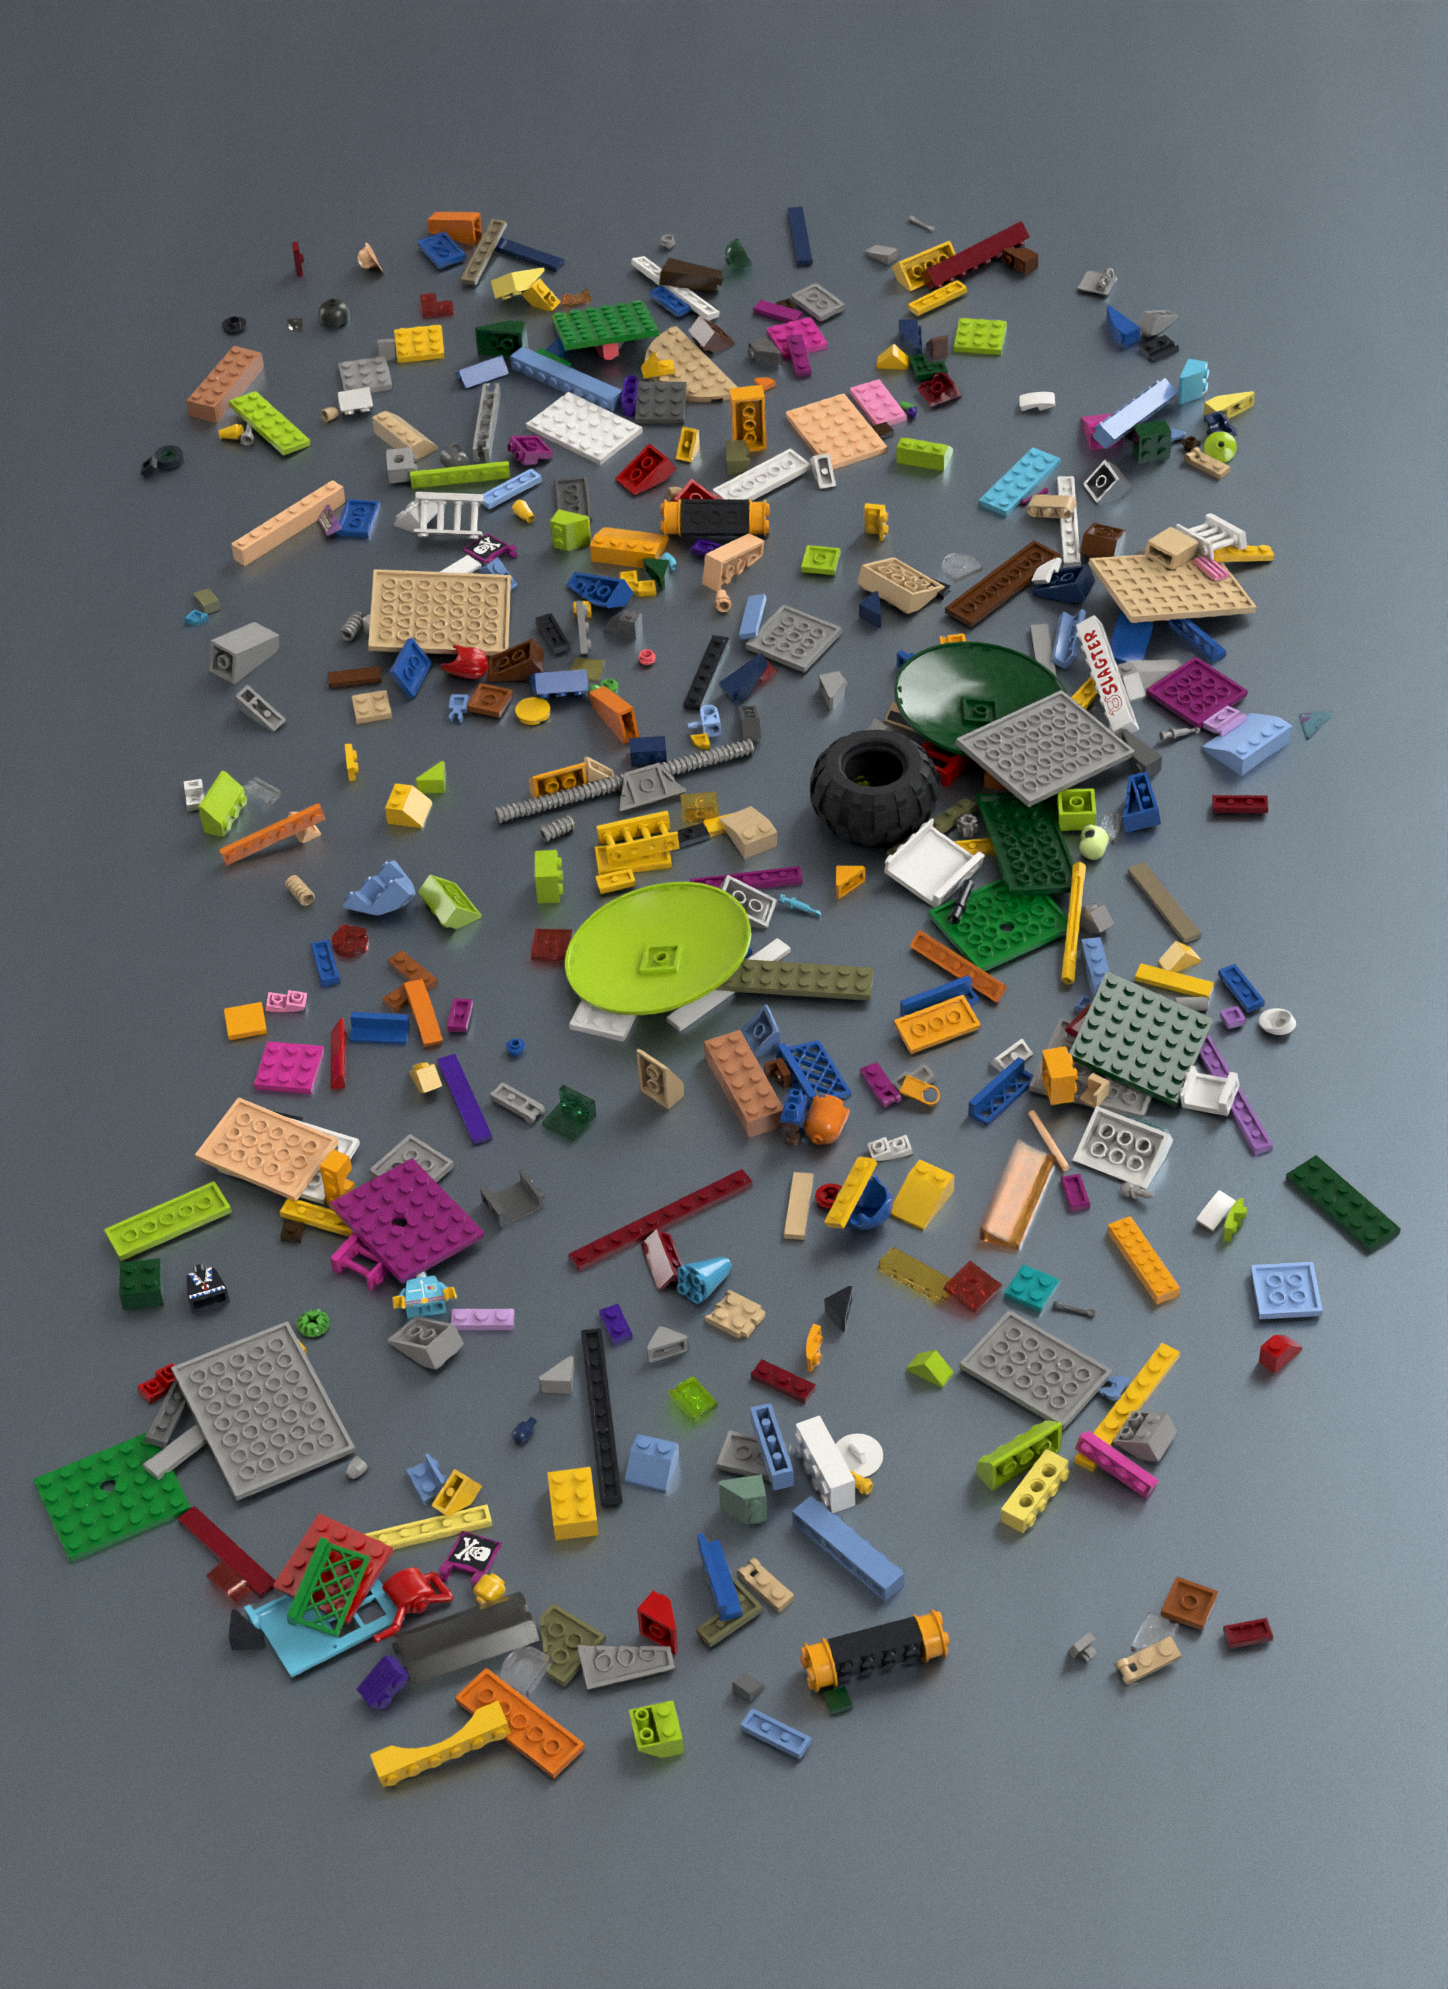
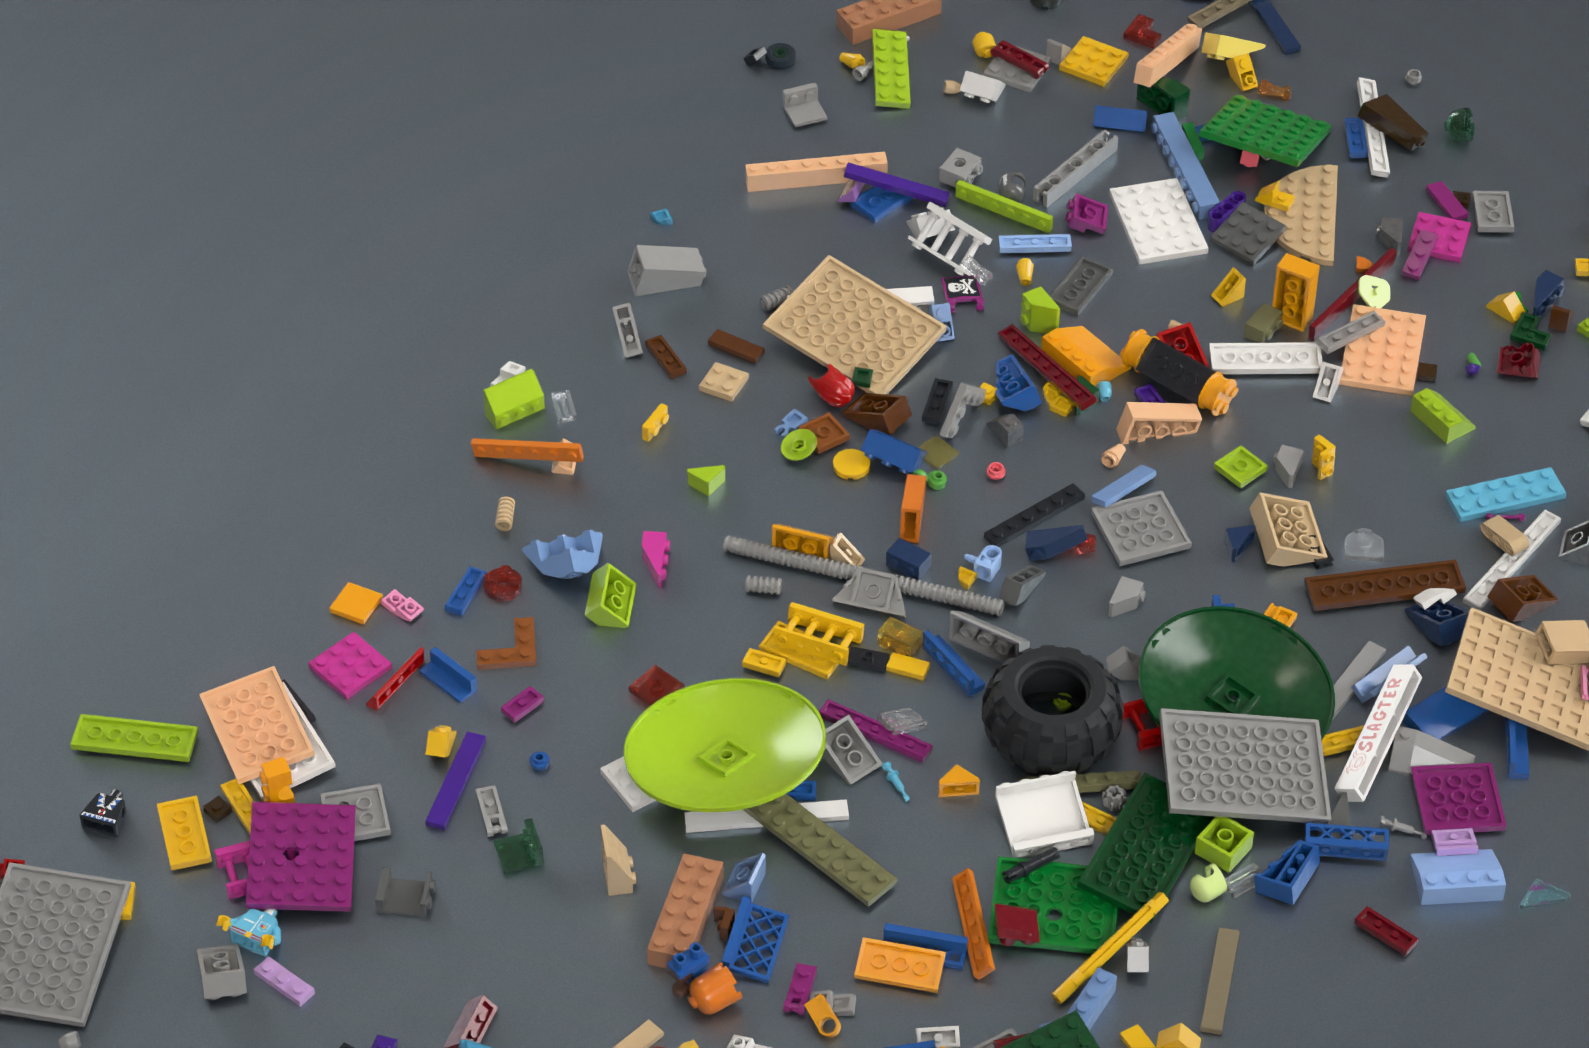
camera: 35 degrees right, 0 degrees up
(141, 1284) = (63, 778): dark green brick -> none
(207, 601) = (684, 207): olive slope -> none
(227, 484) = (803, 105): none -> light grey bracket
(285, 1263) = (184, 833): none -> yellow plate
(306, 713) = (665, 356): none -> reddish brown tile
(311, 1329) = (164, 901): bright green gear -> none
(325, 371) = (982, 44): none -> yellow head
(363, 499) = (896, 184): none -> dark purple tile
(370, 365) = (1020, 58): none -> dark red plate
(401, 434) = (993, 141): tan slope -> none
(407, 806) = (660, 490): yellow slope -> none
(410, 668) = (781, 364): blue plate -> none
(423, 1013) = (494, 683): orange slope -> none
(451, 854) = (654, 554): none -> dark pink slope
(478, 712) = (798, 444): none -> lime dish
(483, 643) = (862, 377): none -> dark green tile
(484, 306) = (1167, 55): none -> light nougat brick
(487, 526) = (977, 270): none -> clear bar
(548, 876) = (706, 623): lime brick -> none
(612, 565) = (1047, 367): none -> dark red tile
(646, 470) = (1169, 292): red slope -> none
(660, 1220) = (504, 989): dark red plate -> none
(710, 335) = (1358, 192): reddish brown slope -> none
(750, 831) = (919, 686): tan slope -> none
(762, 860) = (902, 721): none -> clear plate
(765, 805) = (952, 664): none -> blue fence
(766, 771) = (984, 637): none -> light grey slope
(778, 405) = (1352, 294): none -> dark red tile
(795, 398) = (1374, 297): none -> yellowish green piece
(800, 235) = (1544, 135): dark blue tile -> none
(806, 430) = (1350, 332): none -> light grey tile
(853, 540) = (1288, 463): none -> light grey slope
(878, 403) = (1450, 343): bright pink plate -> none
(992, 947) = (1016, 924): none -> dark red slope
(1162, 762) = (1346, 846): none -> blue fence

